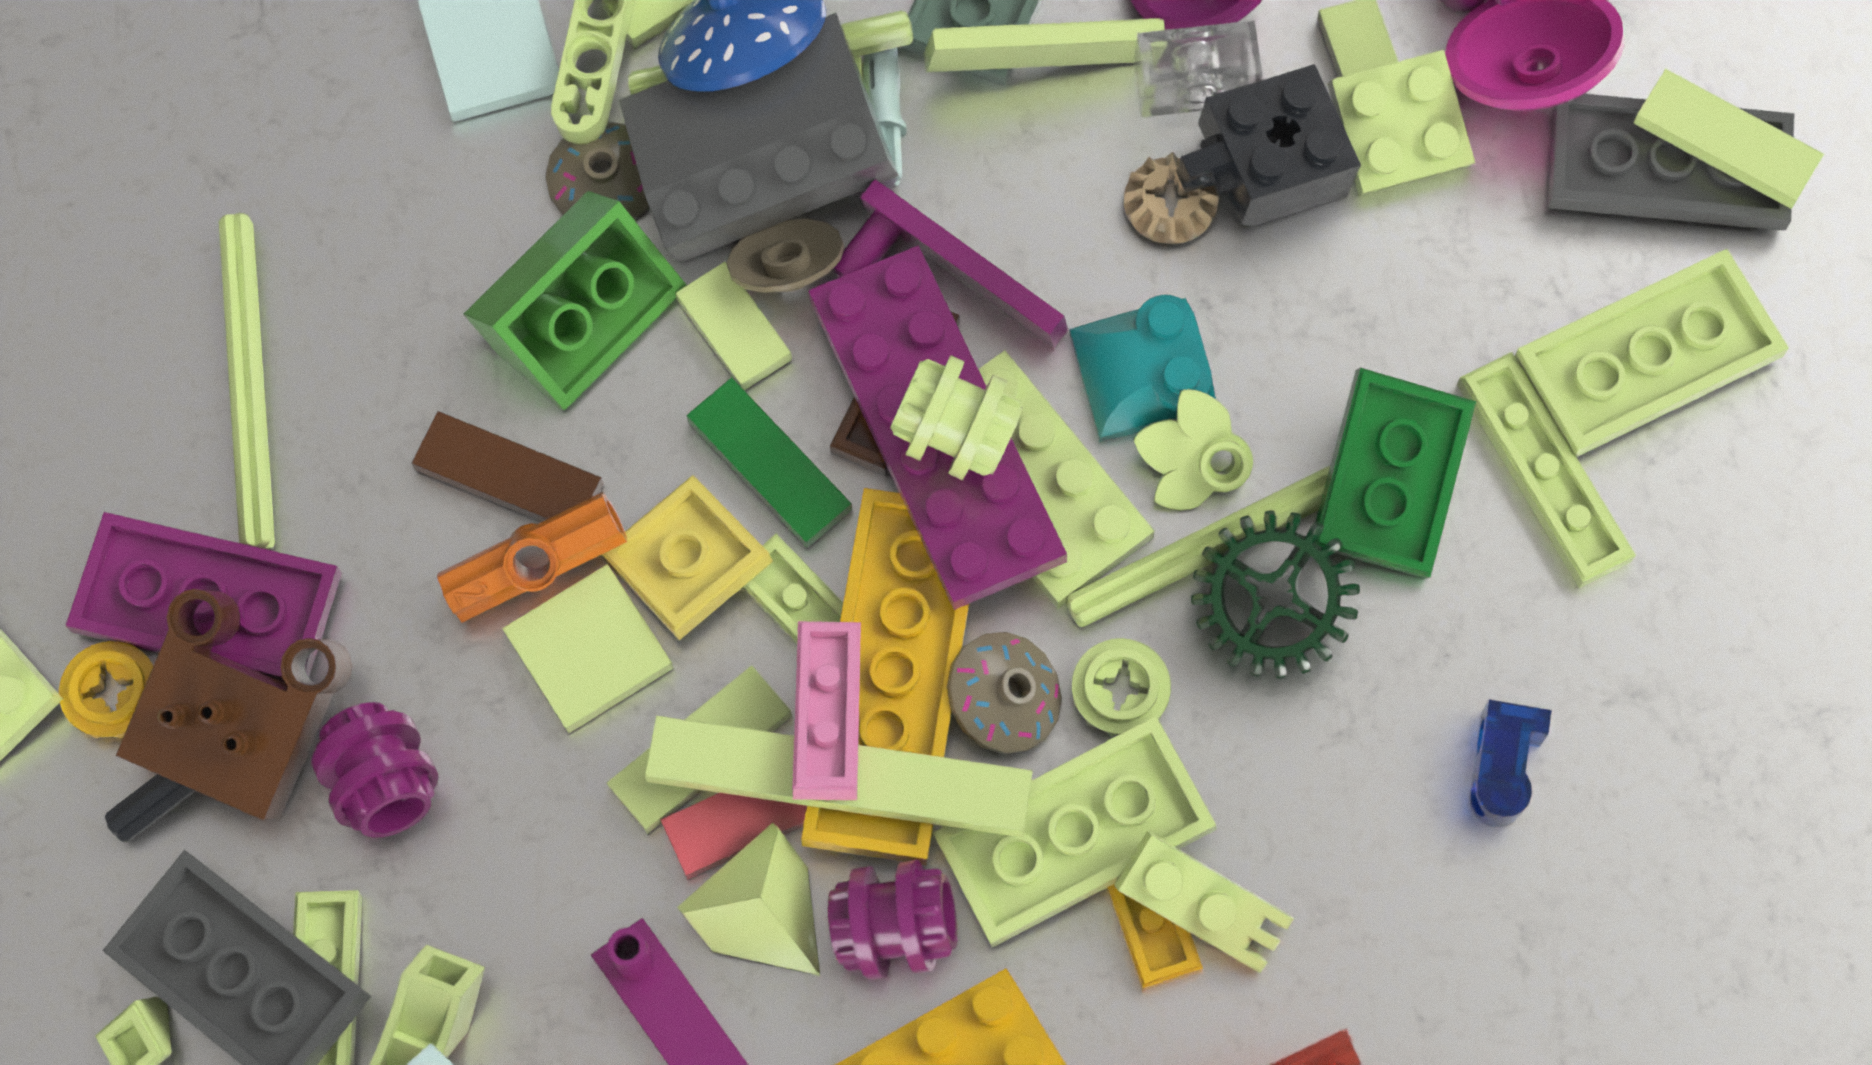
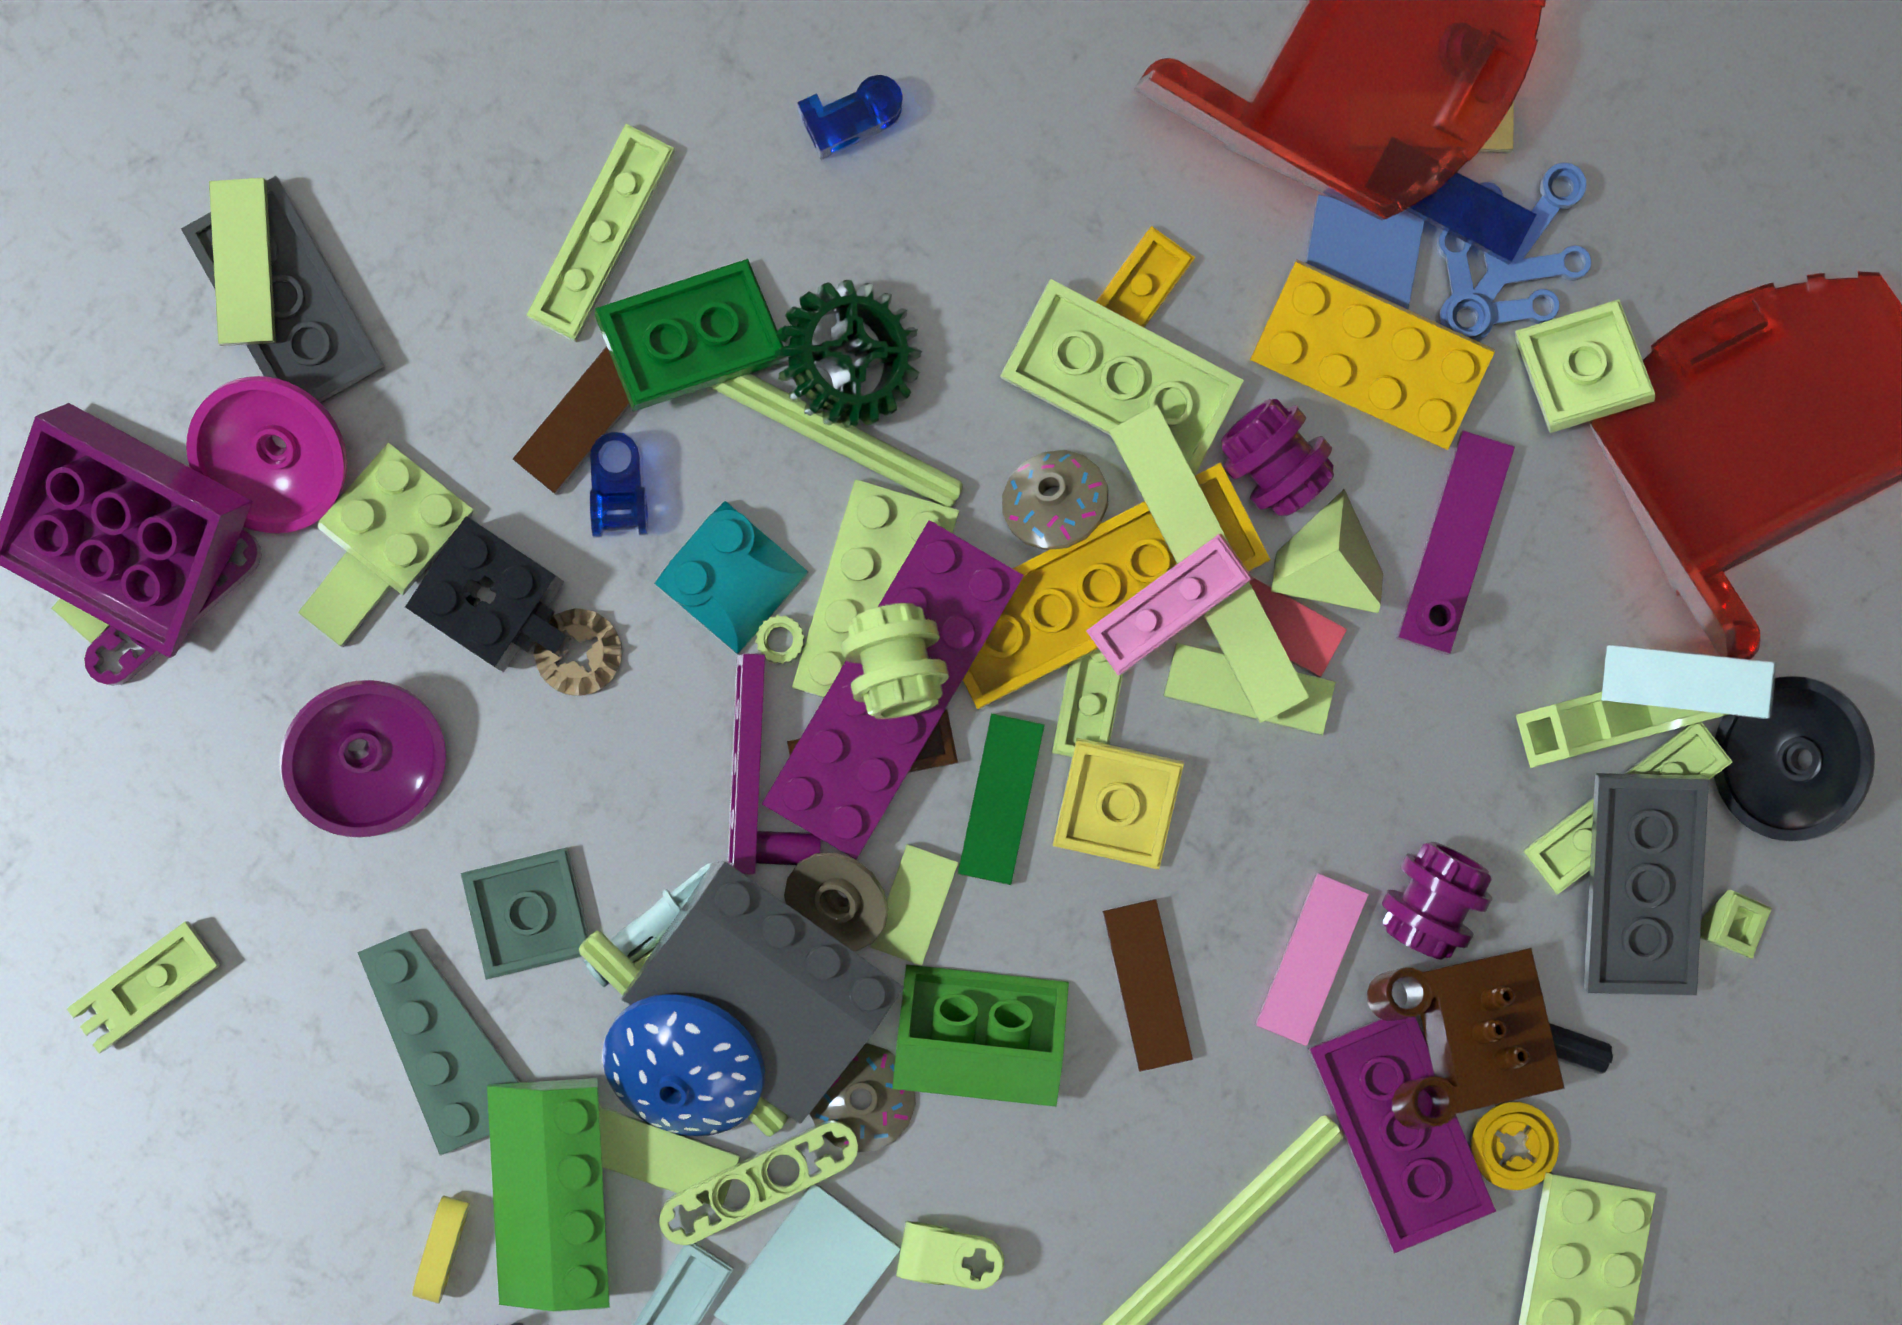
camera: 130 degrees left, 15 degrees up
(410, 145) = (937, 1256): none -> yellowish green piece
(416, 631) = (1311, 959): none -> bright pink tile
(497, 574) = (1179, 899): orange piece -> none
(588, 648) = (1234, 825): yellowish green tile -> none
(1035, 45) = (526, 828): yellowish green tile -> none
(1055, 353) = (764, 632): none -> yellowish green axle
(1101, 666) = (998, 398): yellowish green gear -> none
(1185, 449) = (775, 497): yellowish green plate -> none
(1188, 64) = (464, 698): clear brick -> none
(1200, 900) = (1109, 254): yellowish green hinge -> none
(1287, 316) = (617, 490): none -> clear blue piece
(1376, 319) = (575, 425): none -> reddish brown tile
(1651, 352) = (455, 212): yellowish green plate -> none

